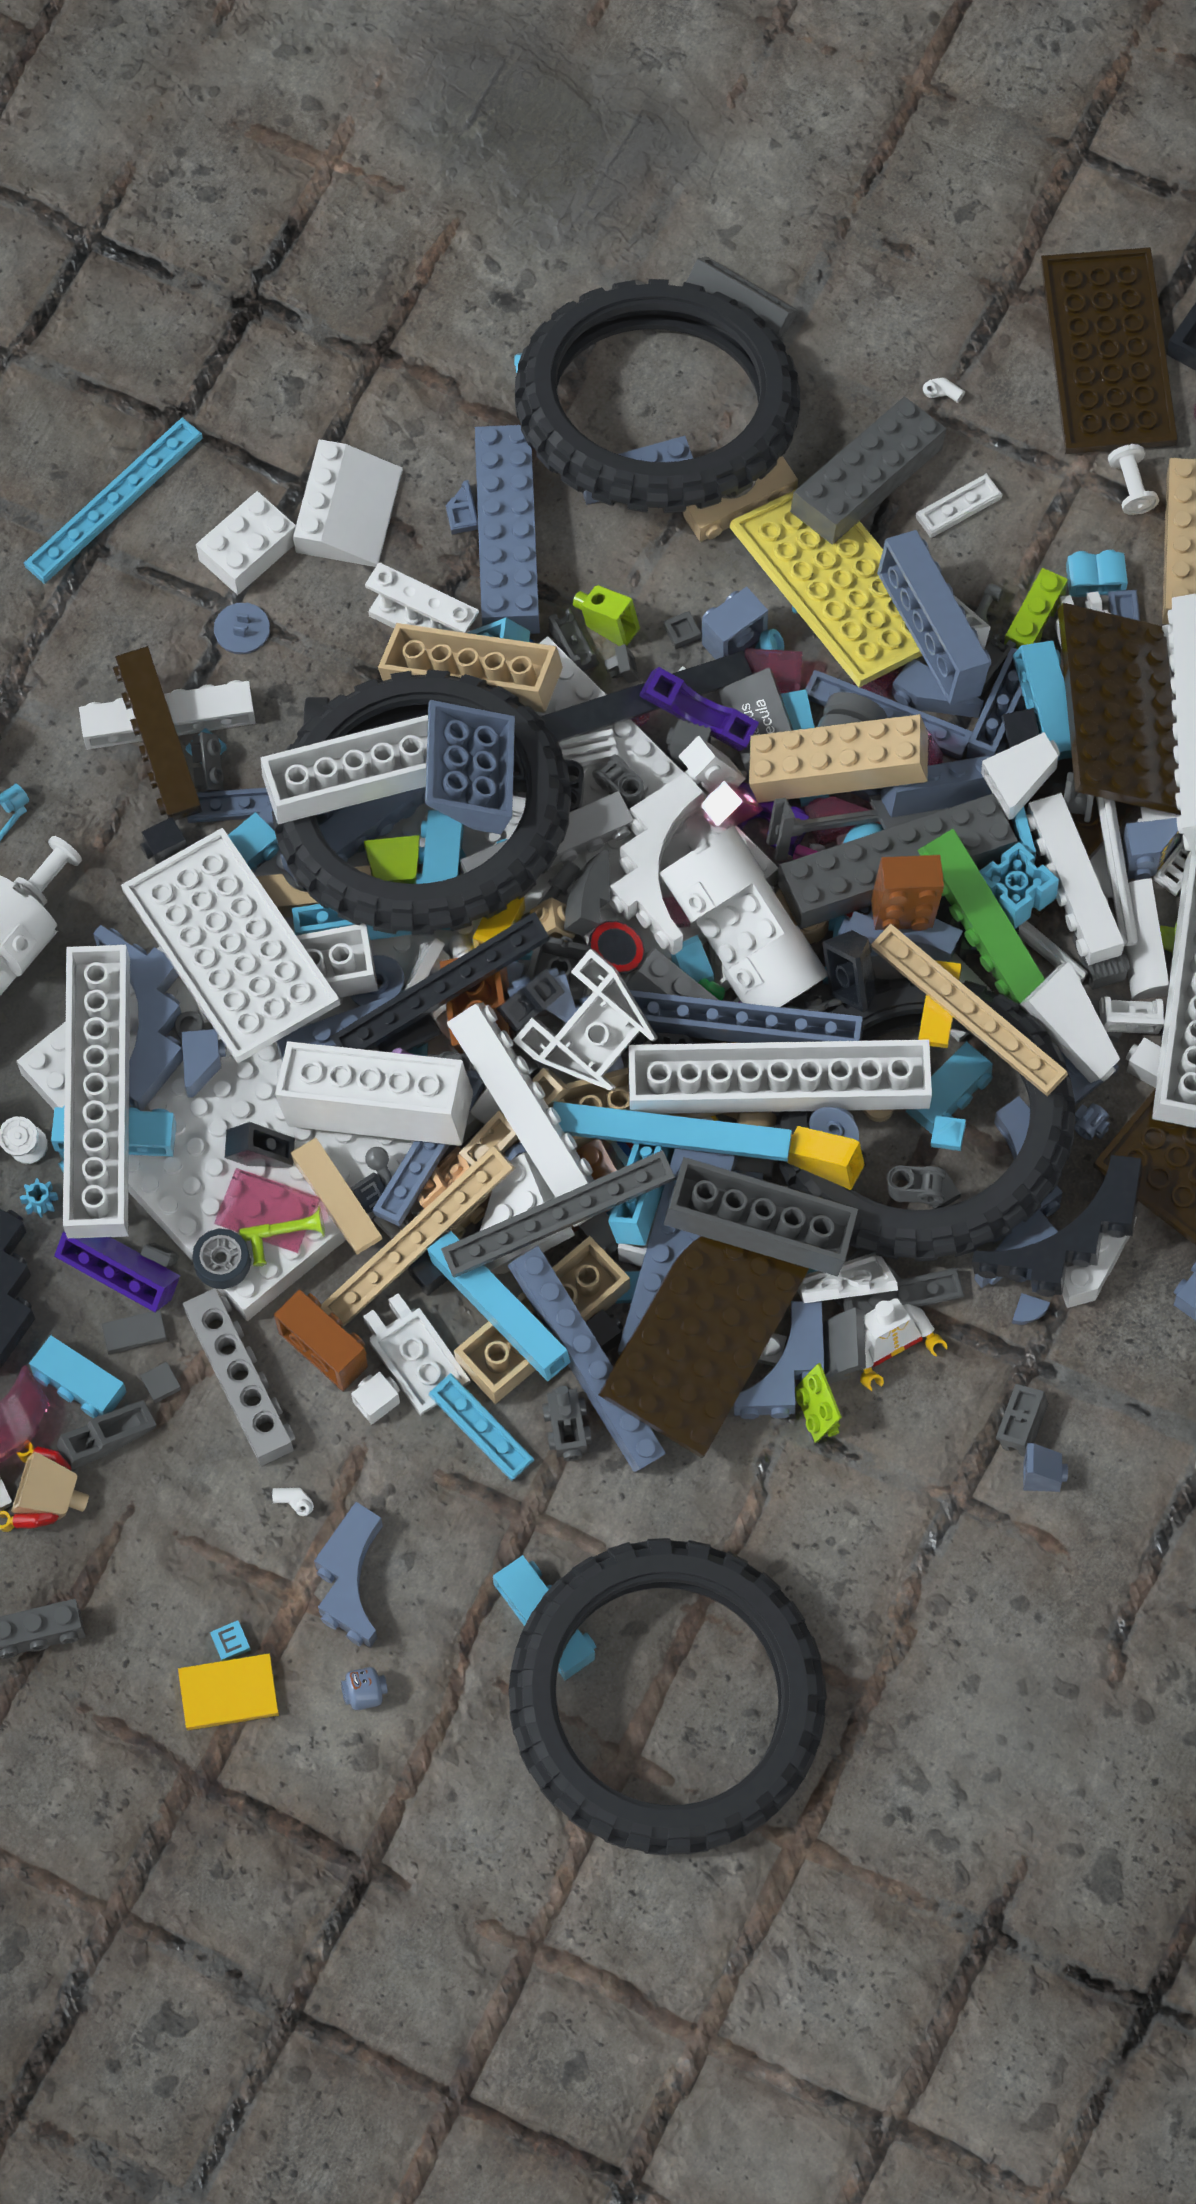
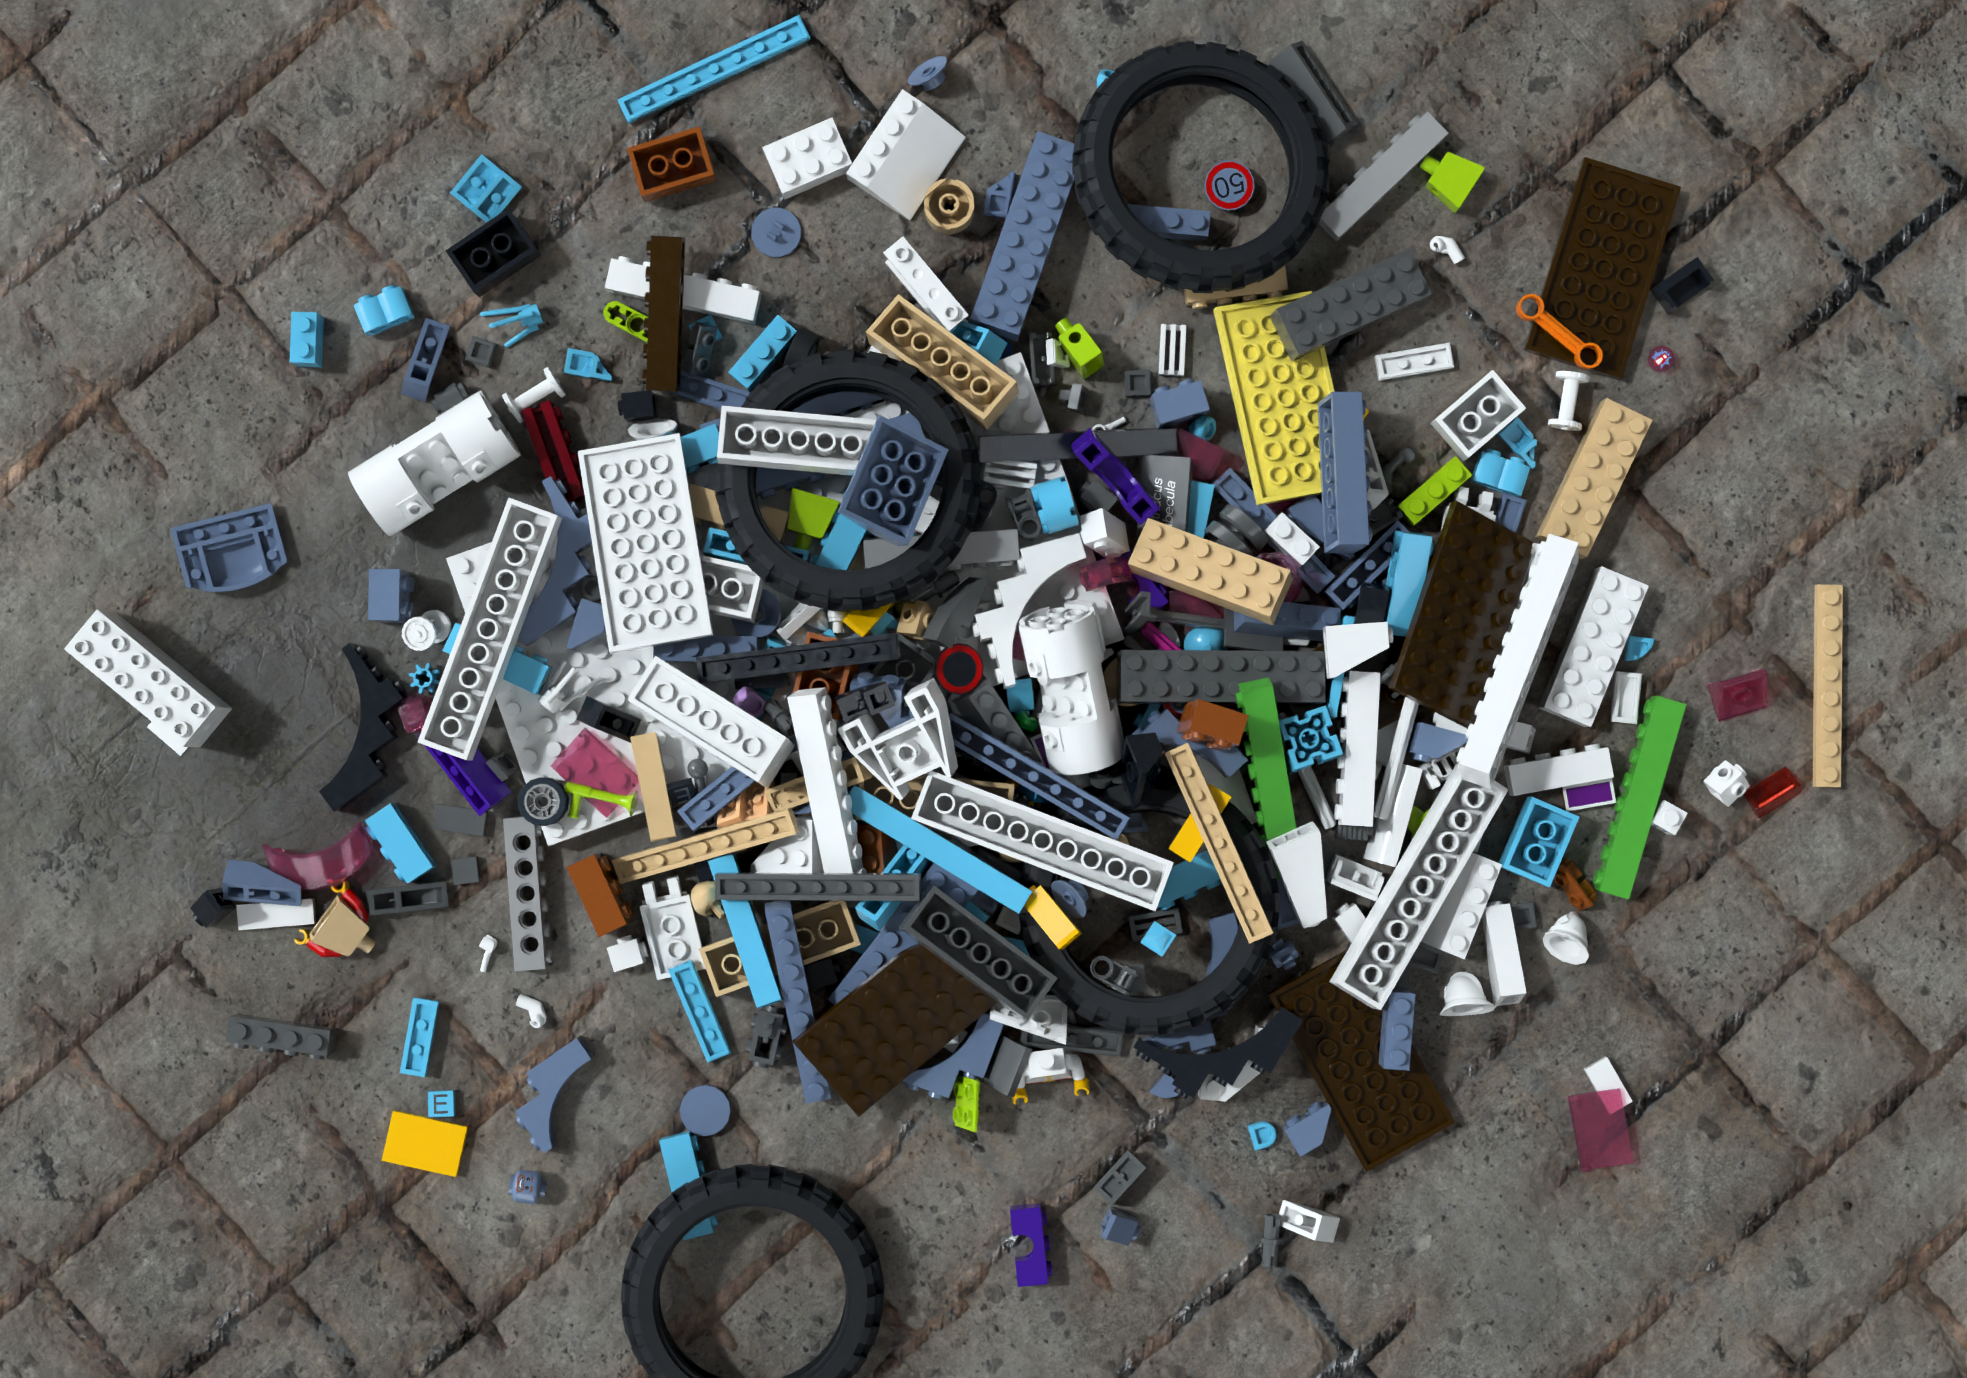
camera: 20 degrees right, 20 degrees up
(43, 1235) = (414, 713): none -> clear pink slope
(83, 909) = (553, 448): none -> dark red brick
(91, 826) = (585, 365): none -> medium azure slope
(107, 597) = (671, 164): none -> dark orange brick
(109, 772) = (617, 322): none -> lime beam
(178, 1576) = (419, 1037): none -> medium azure plate
(188, 1147) = (553, 697): none -> white plant
(218, 1449) = (489, 944): none -> white hand
(278, 733) = (763, 353): none -> medium azure brick
(341, 421) = (929, 73): none -> sand blue piece
(413, 532) = (949, 192): none -> tan brick
(443, 1301) = (704, 899): none -> tan piece
(530, 1531) = (705, 1110): none -> sand blue tile
(584, 632) = (1055, 355): none -> tile
(648, 754) = (1054, 505): none -> medium azure brick
(693, 411) = (1229, 185): none -> piece
(697, 566) = (1173, 328): none -> white tile
(844, 347) = (1382, 175): none -> light grey brick
(905, 701) = (1291, 539): none -> white piece
(916, 323) = (1451, 178): none -> lime torso
(943, 1508) = (1033, 1267): none -> dark purple arch
(946, 1158) = (1133, 927): none -> dark grey tile
(1047, 524) = (1478, 415): none -> white brick
(1092, 418) = (1559, 332): none -> orange piece
(1100, 536) = (1519, 441): none -> medium azure slope
(1155, 1319) = (1262, 1134): none -> medium azure tile
(1164, 891) = (1431, 780): none -> white tile

